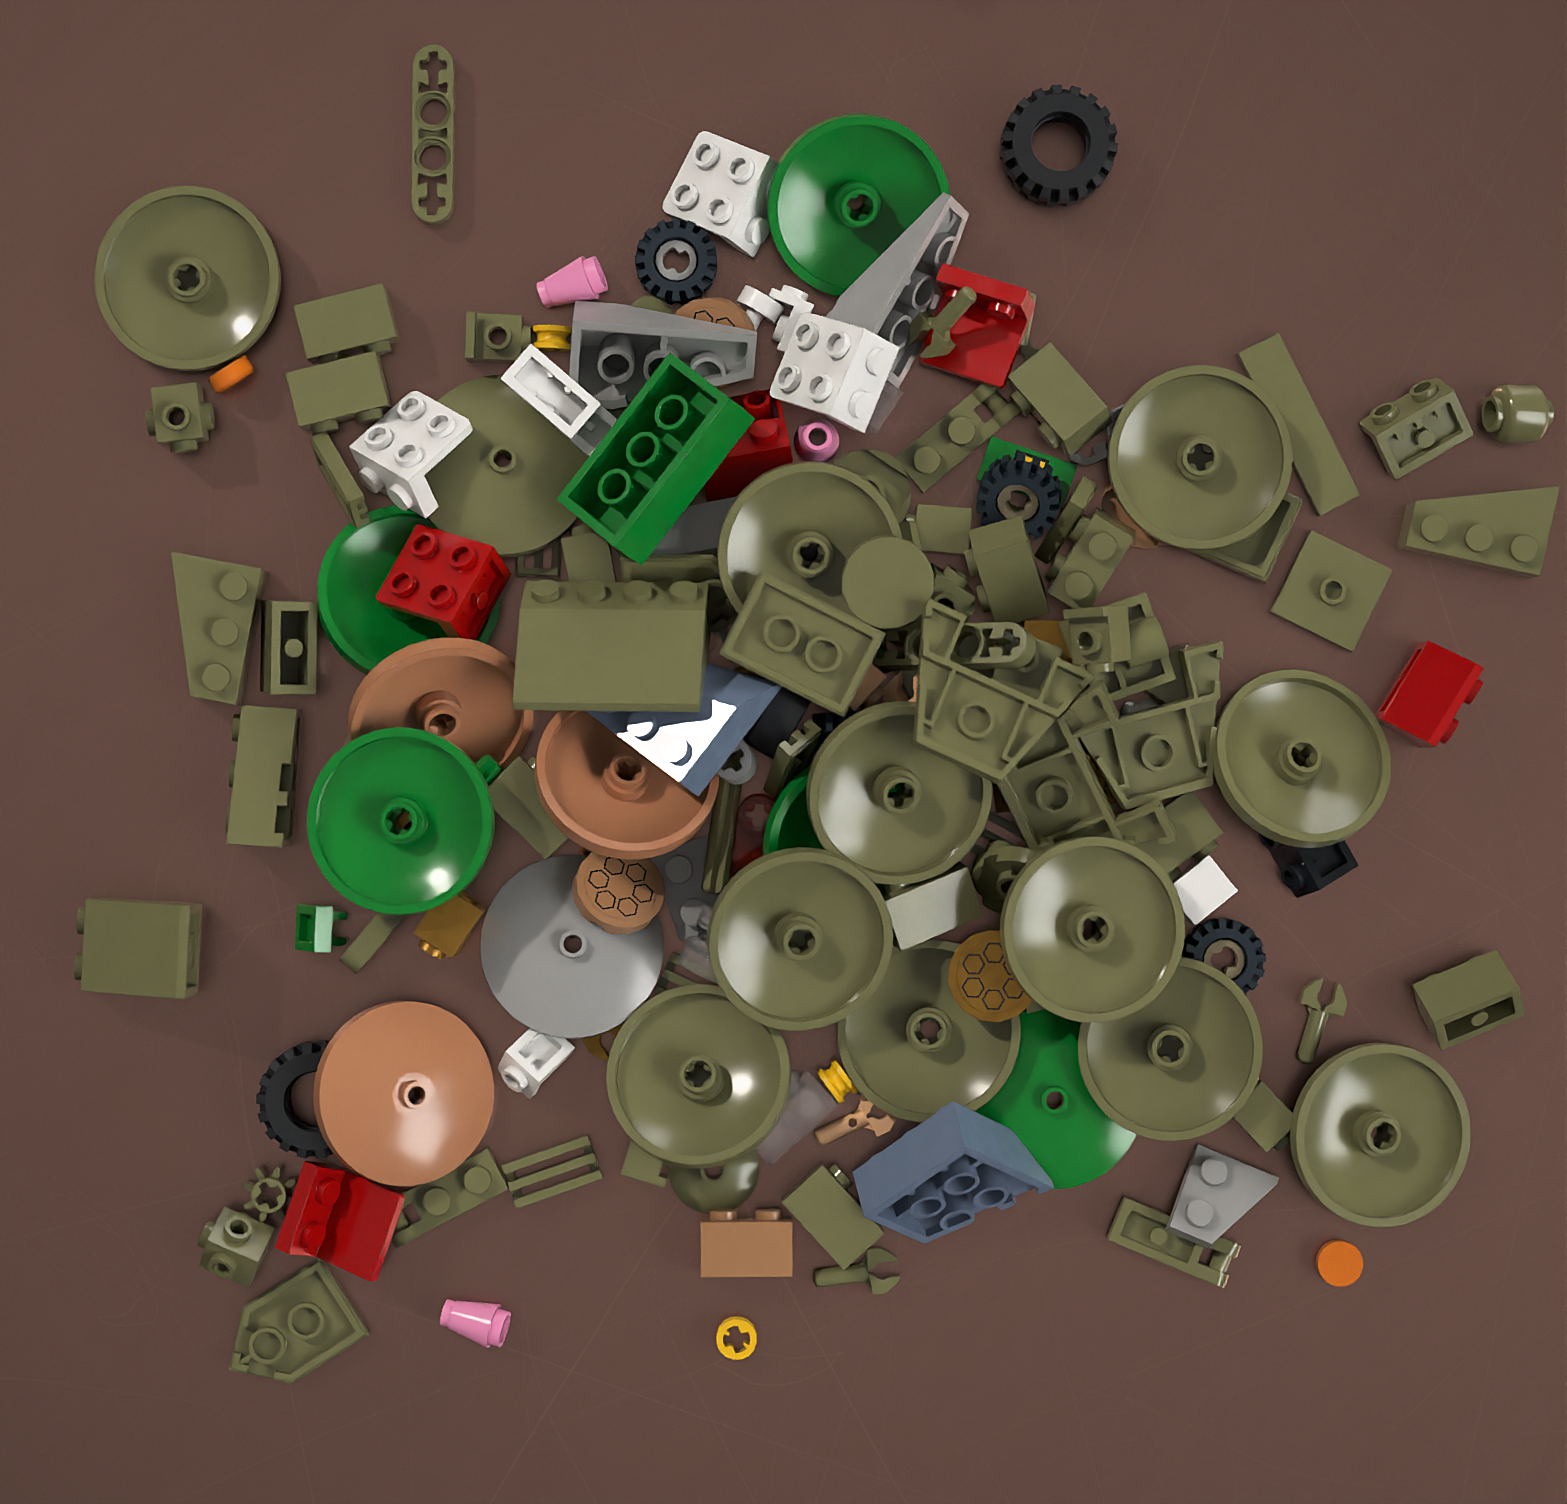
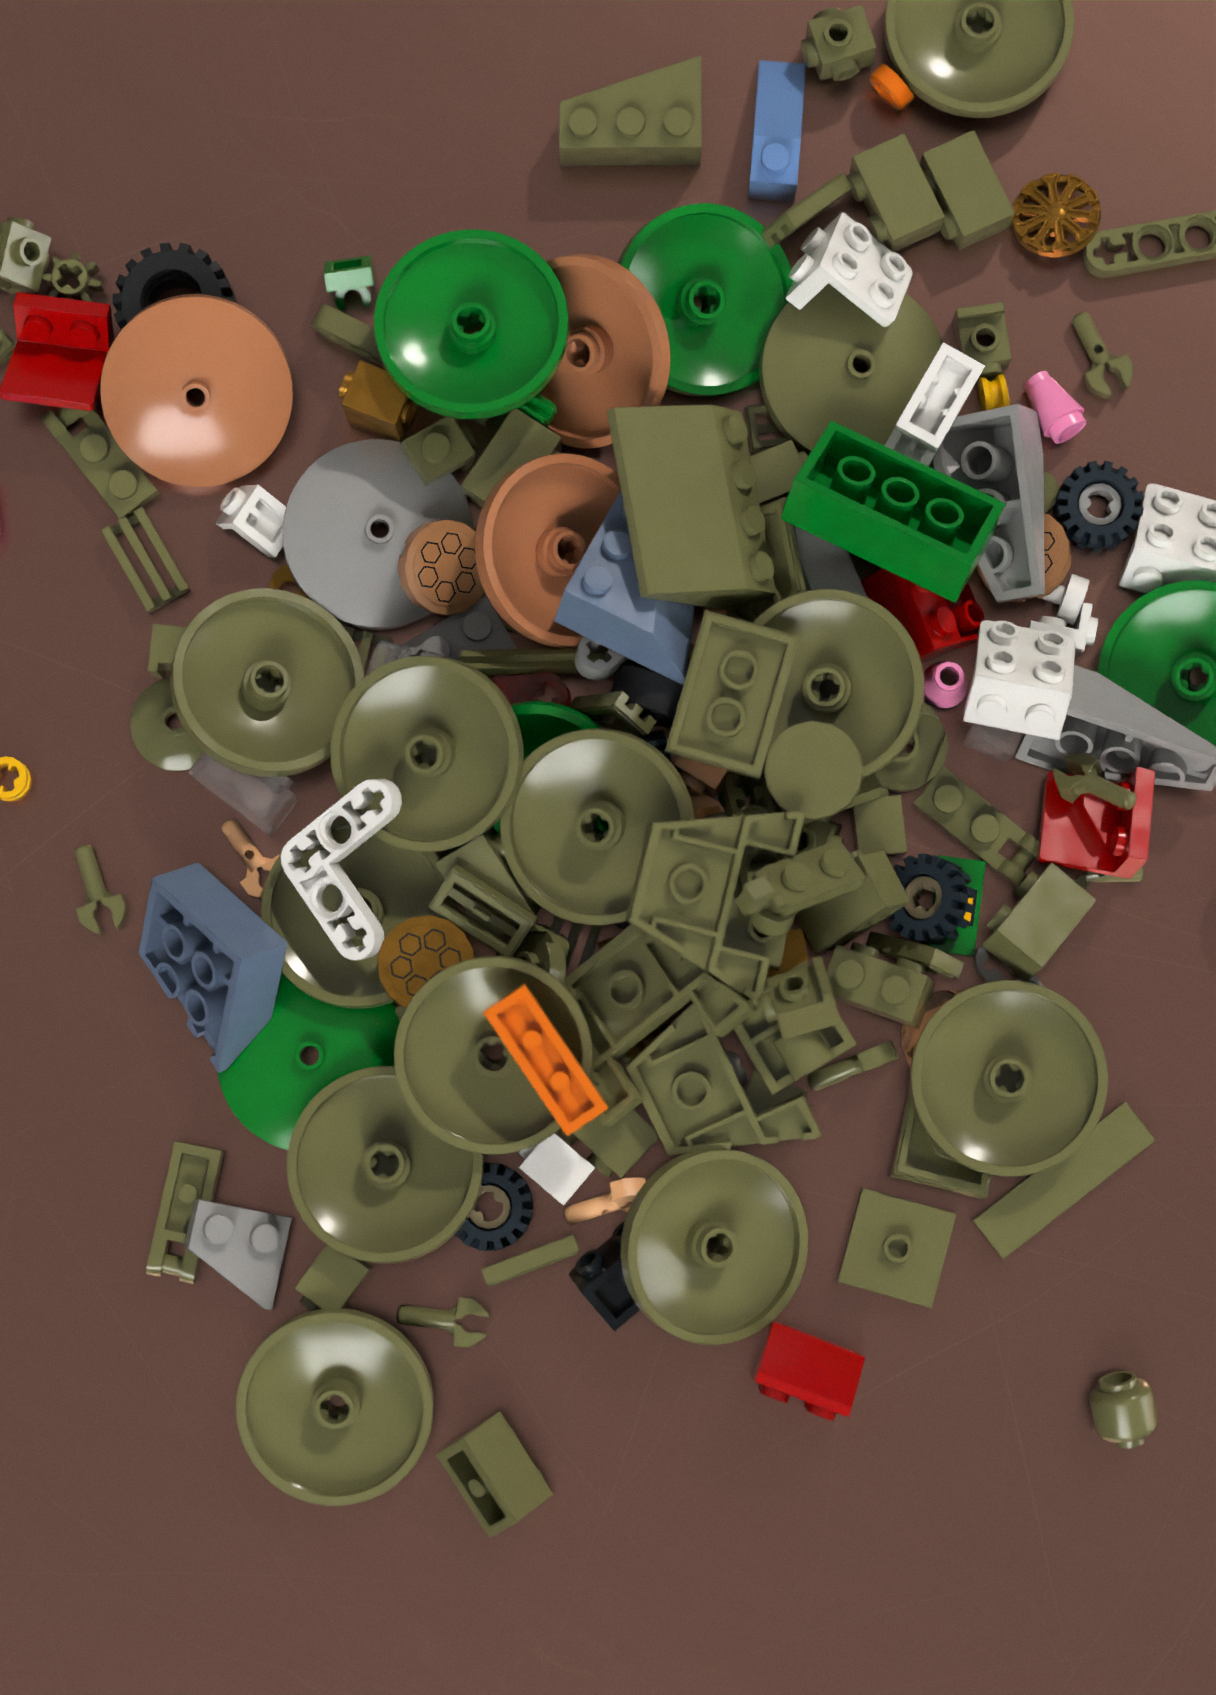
camera: 85 degrees right, 5 degrees down
(139, 947) = (297, 108): olive slope -> none
(250, 491) = (777, 131): none -> medium blue slope
(264, 776) = (491, 193): olive wedge -> none
(288, 647) = (627, 192): olive brick -> none
(386, 242) = (1056, 215): none -> pearl gold wheel
(445, 581) = (724, 332): red bracket -> none
(506, 874) = (440, 450): none -> olive bracket
(531, 229) = (1100, 358): none -> olive bar
(746, 1244) = (104, 768): medium nougat brick -> none
(832, 1214) = (150, 846): olive brick -> none
(837, 1081) = (287, 827): yellow bush -> none
(888, 1053) = (326, 868): none -> white beam
(960, 900) = (493, 898): none -> olive tile
(990, 613) = (801, 881): none -> olive hinge
(1109, 882) = (545, 1059): none -> orange plate
(1156, 584) = (852, 1066): none -> olive bar
(1237, 834) = (621, 1197): none -> light nougat bar
(1279, 930) = (530, 1260): none -> olive tile
(1339, 1263) = (193, 1391): orange tile -> none
(1417, 426) = (1087, 1305): olive bracket -> none
(1483, 530) = (993, 1395): olive wedge -> none

